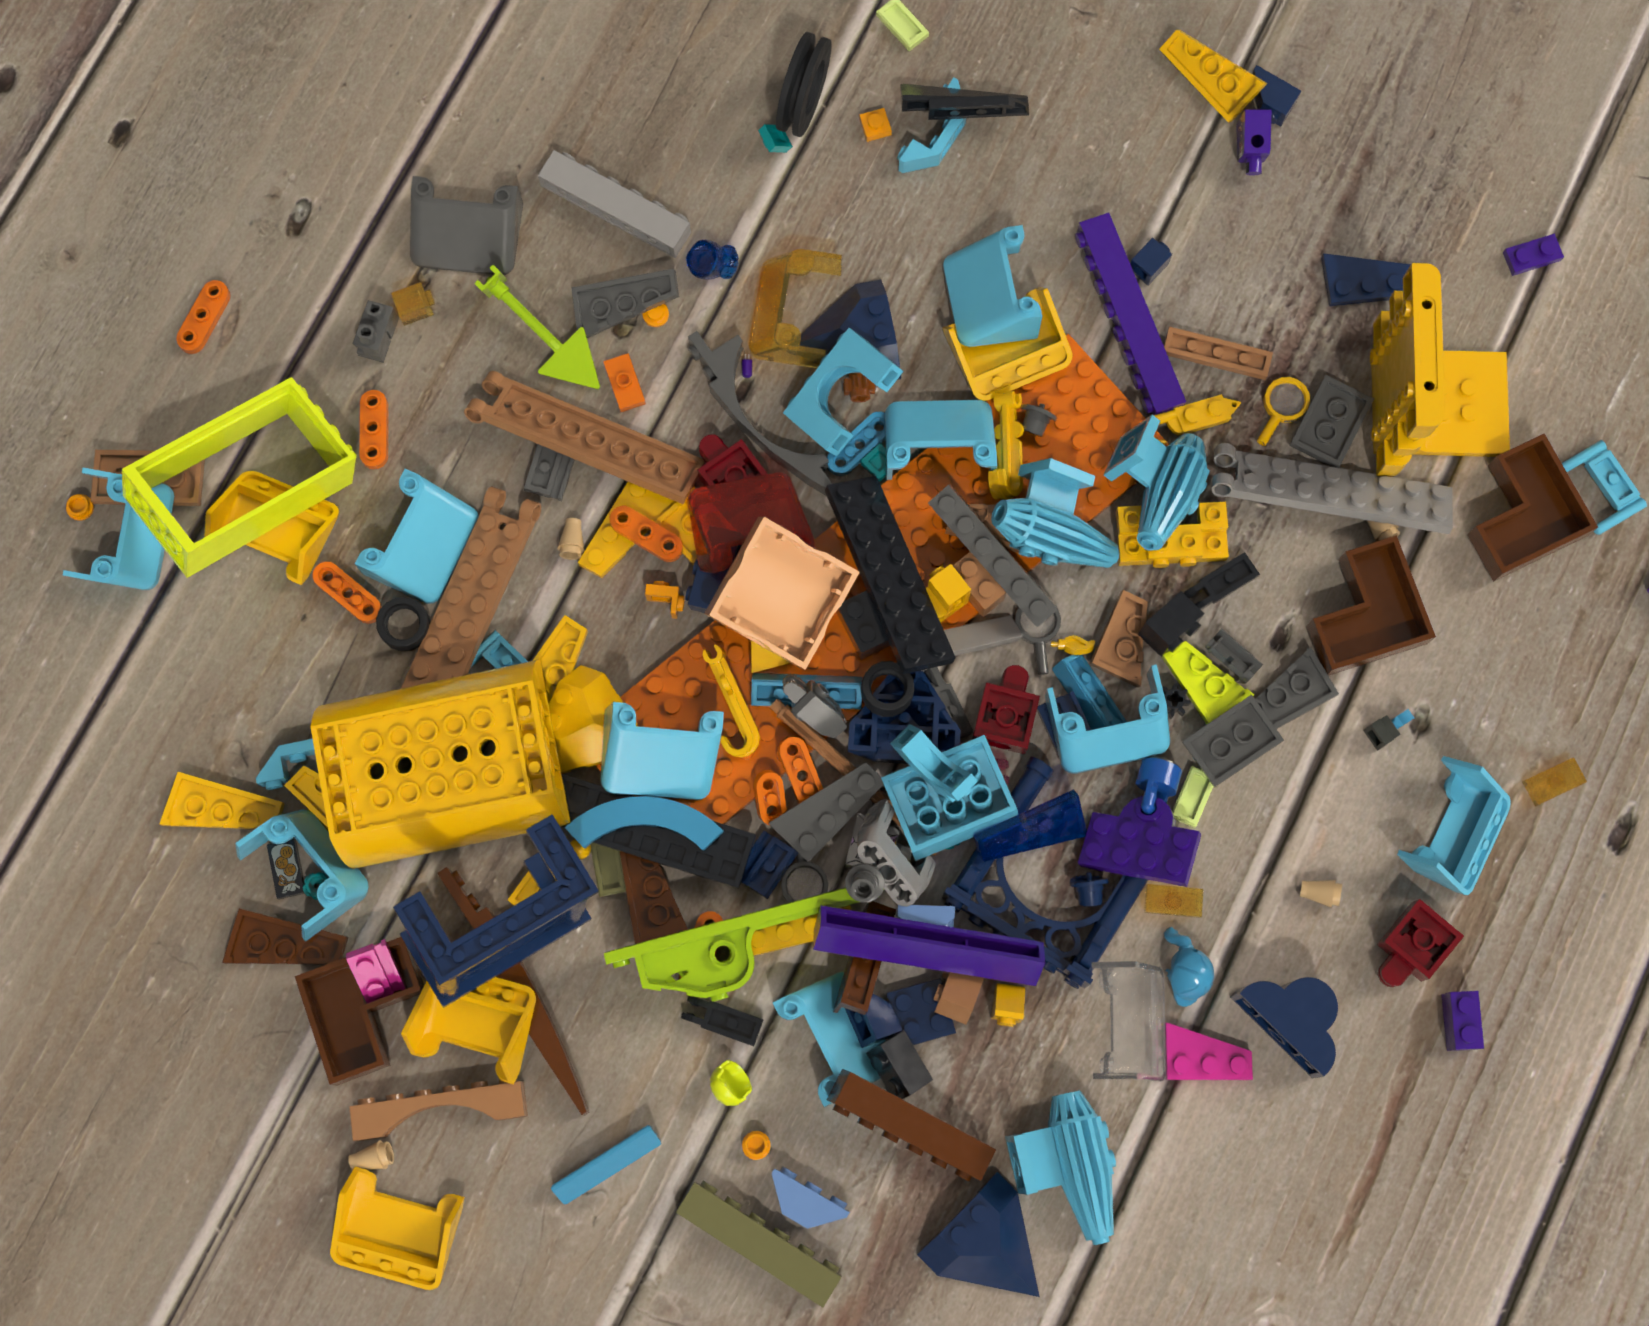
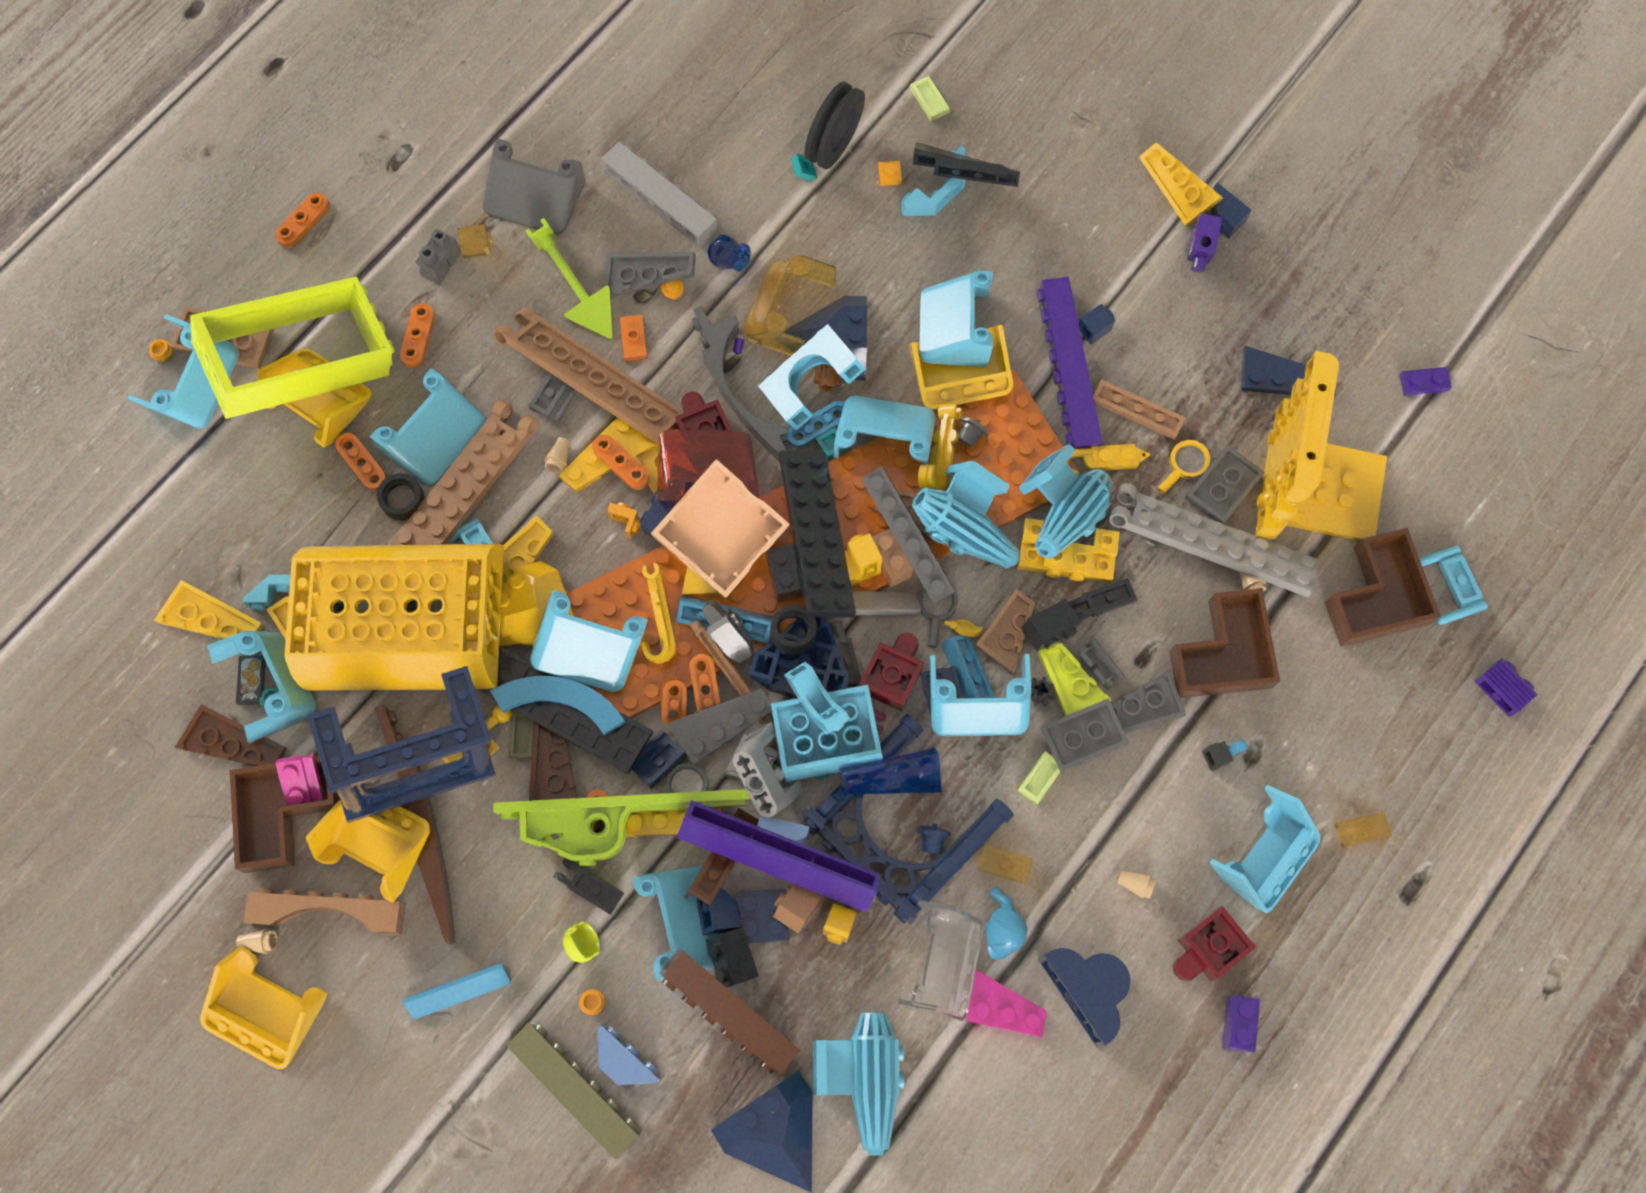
camera: 10 degrees right, 5 degrees down
(864, 882) = (734, 788): dark grey piece -> none
(1144, 835) = (991, 801): dark purple plate -> none

